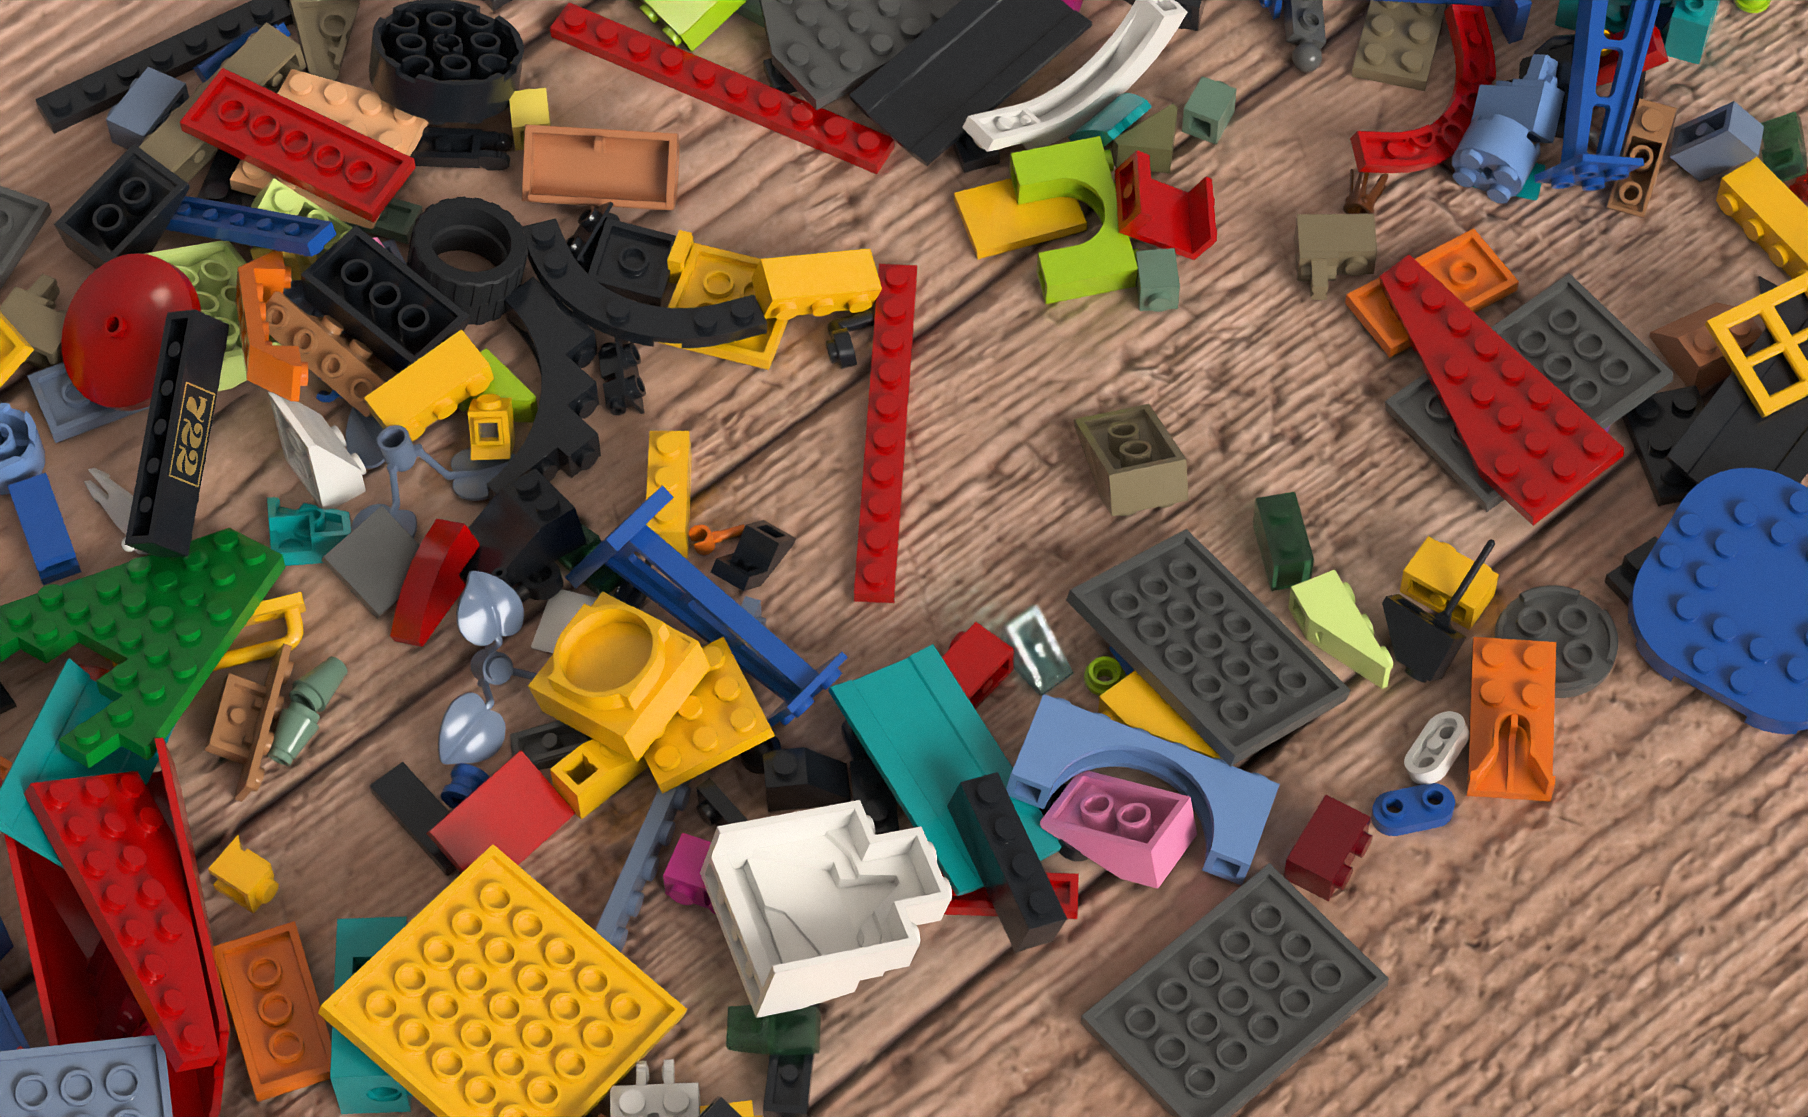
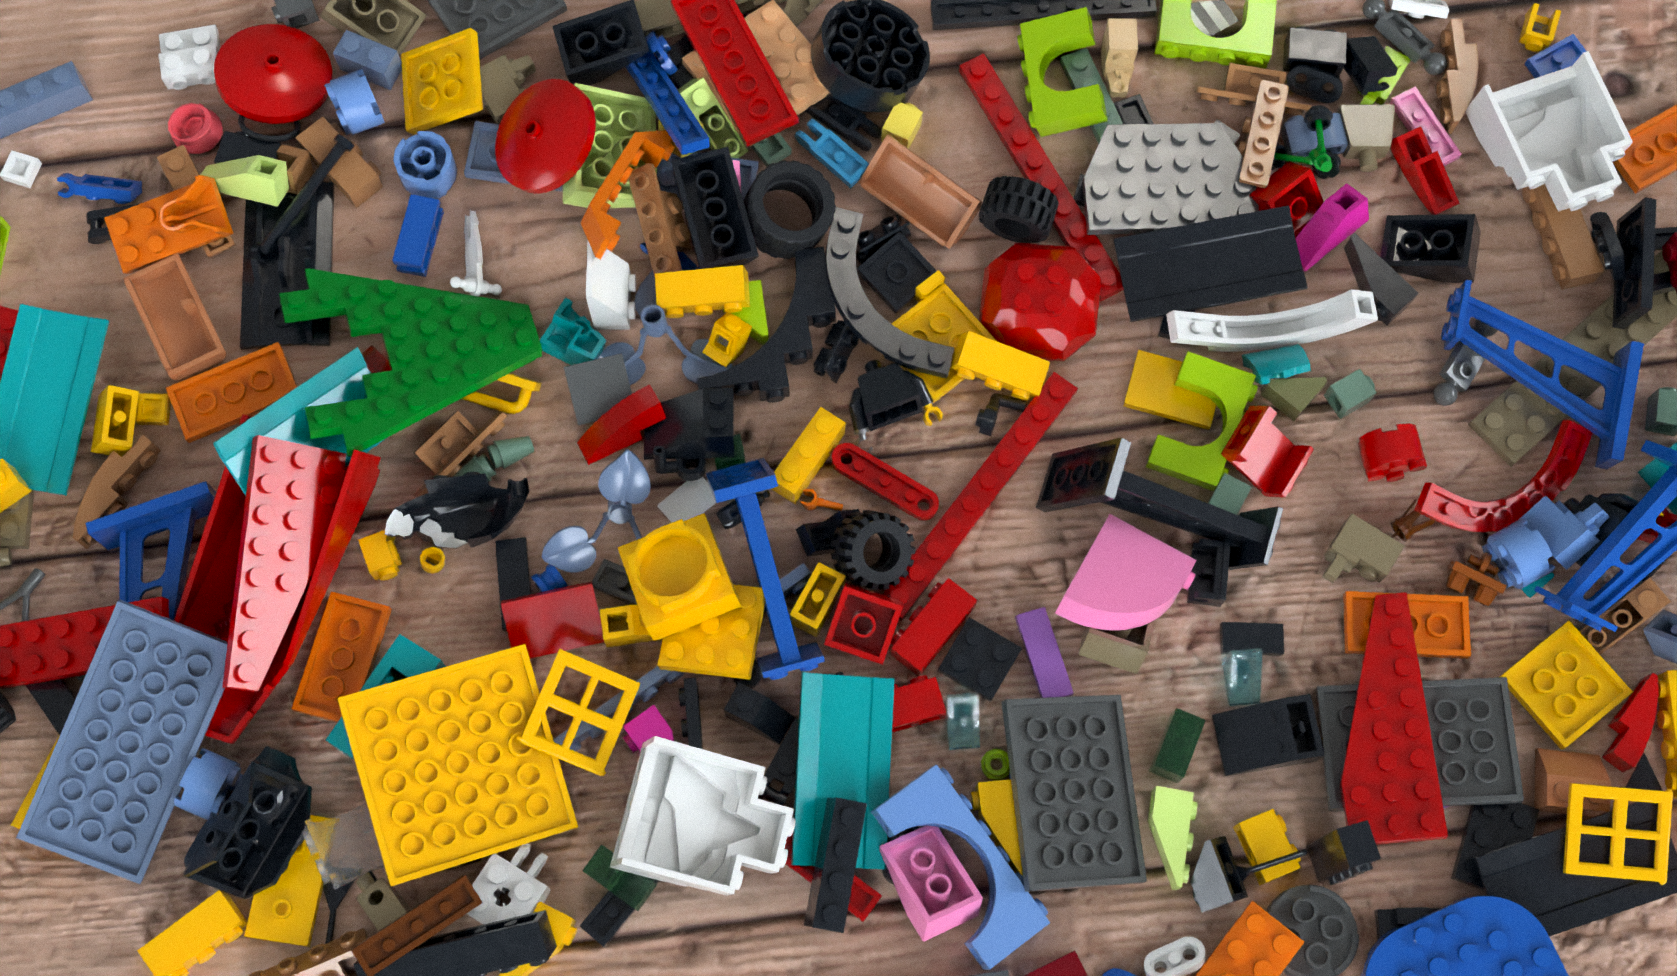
camera: 30 degrees right, 15 degrees up
(177, 434) = (520, 230): black brick -> none
(203, 186) = (661, 48): none -> blue plate
(308, 770) = (459, 511): none -> black animal
(310, 847) = (435, 556): none -> yellow hinge
(459, 181) = (833, 153): none -> dark azure hinge
(605, 883) = (579, 712): none -> yellow window
(715, 387) = (887, 397): none -> black torso
(725, 122) = (1018, 209): none -> black tyre
(773, 473) = (885, 481): none -> red plate
(788, 614) = (817, 599): none -> yellow brick
(796, 554) = (894, 555): none -> black tyre
(812, 197) = (1041, 300): none -> red rock
(857, 614) = (863, 623): none -> red brick
(933, 581) = (932, 626): none -> red brick
(1007, 305) = (1097, 475): none -> black piece
(1007, 584) = (979, 659): none -> black plate
(1069, 538) = (1044, 654): none -> medium lavender tile
(1108, 408) = (1125, 579): none -> bright pink brick
(1191, 360) = (1211, 572): none -> black hinge
(1283, 399) = (1252, 636): none -> black tile
(1294, 135) = (1391, 453): none -> red brick
(1300, 434) = (1243, 676): none -> clear light blue slope
(1371, 474) = (1268, 735): none -> black slope
(1468, 202) = (1487, 587): none -> dark orange hips
(1530, 520) = (1344, 853): none -> black brick
(1634, 254) = (1565, 685): none -> yellow plate
(1728, 251) = (1633, 725): none -> red slope

